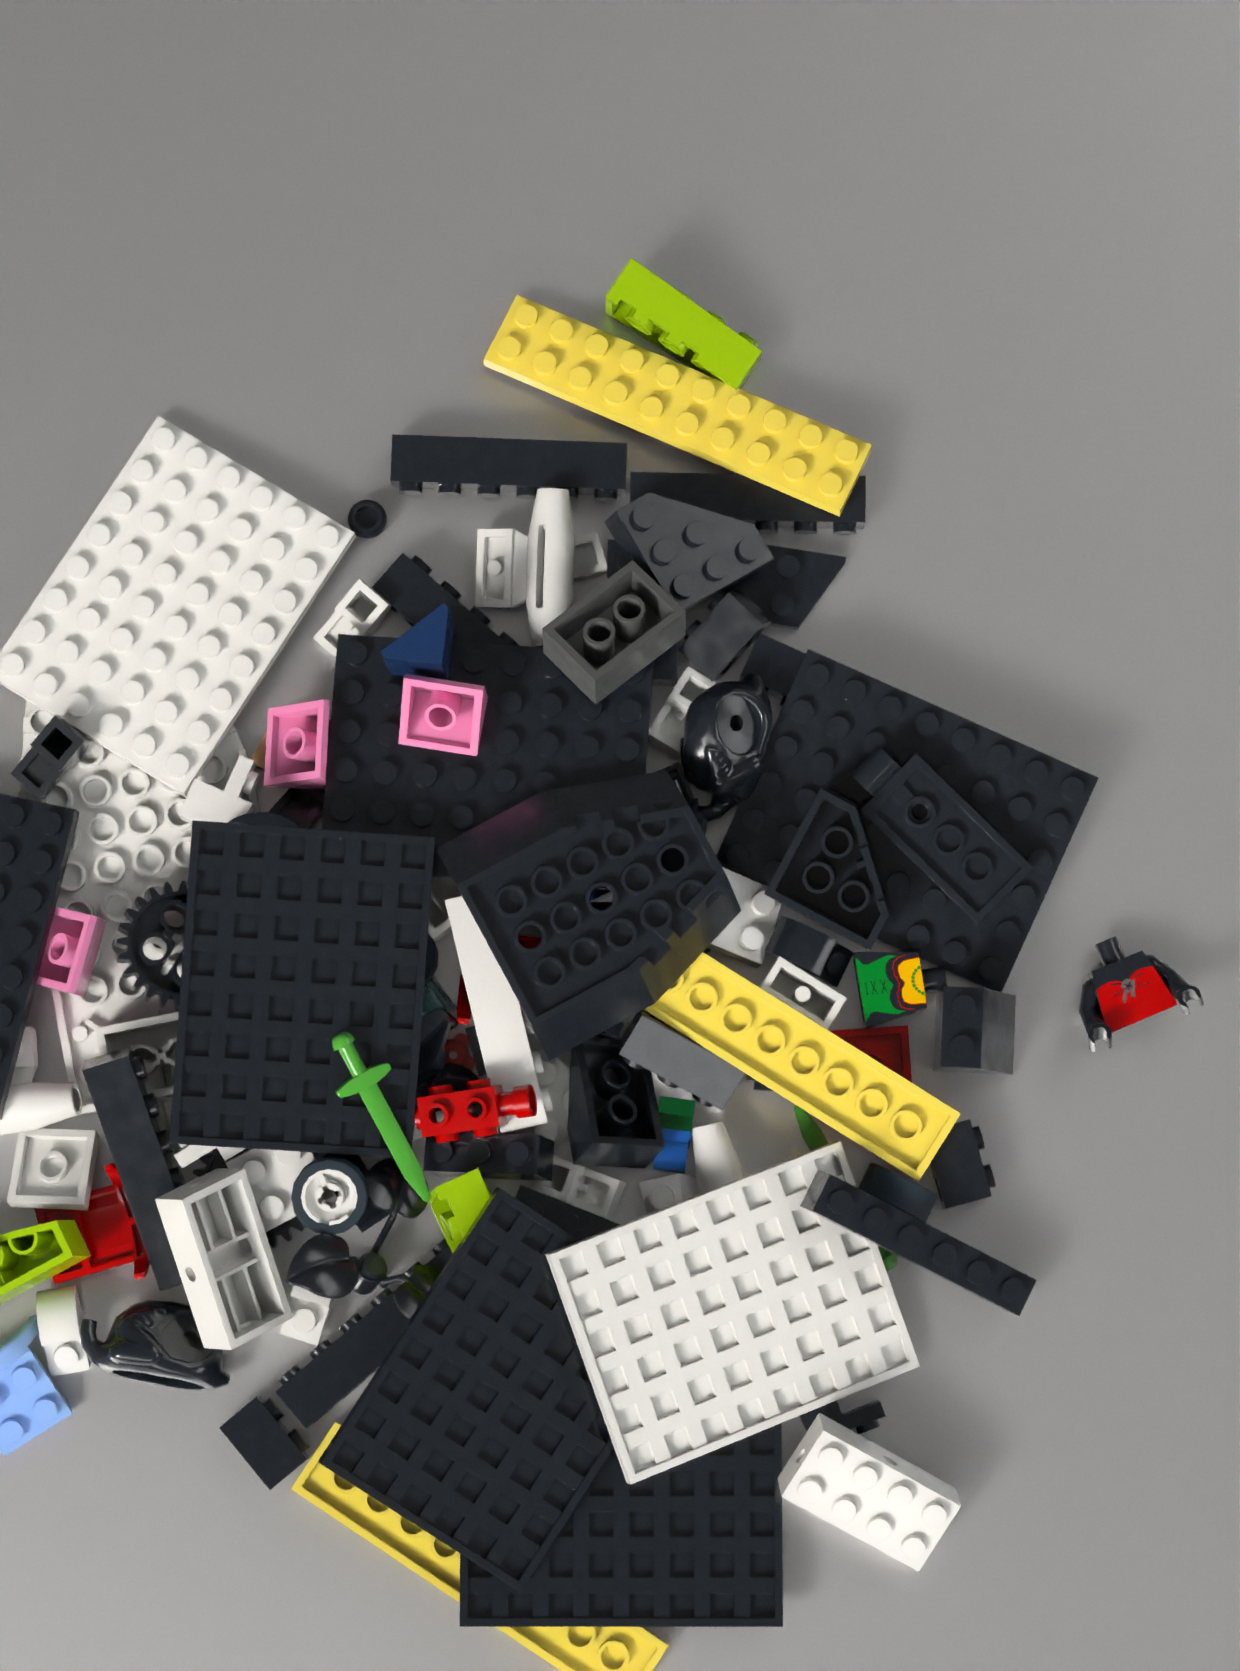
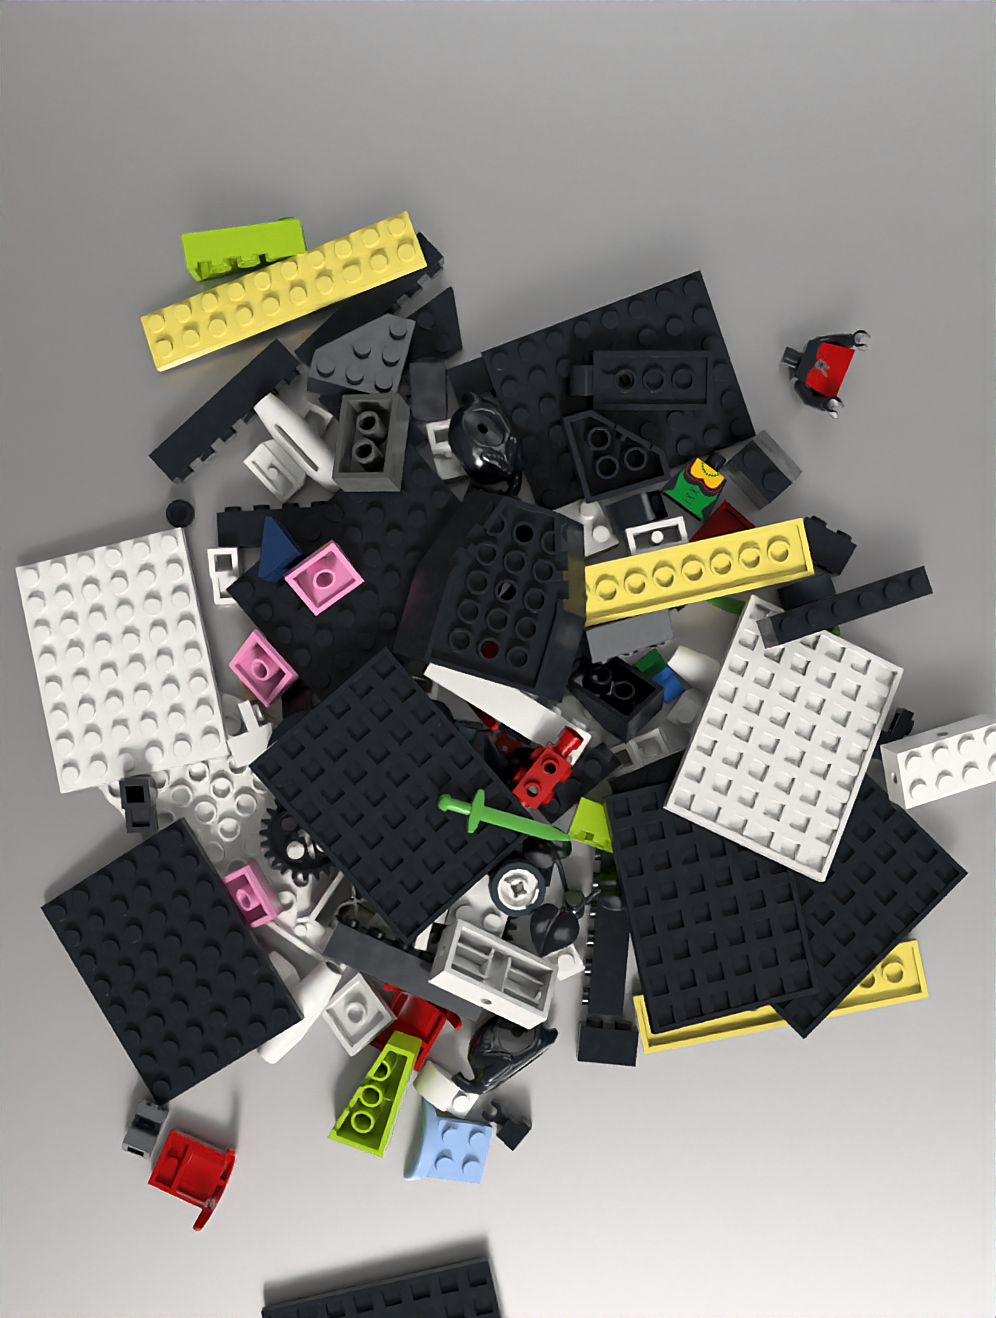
camera: 45 degrees left, 5 degrees up
(87, 1434) = (511, 1129): none -> black piece

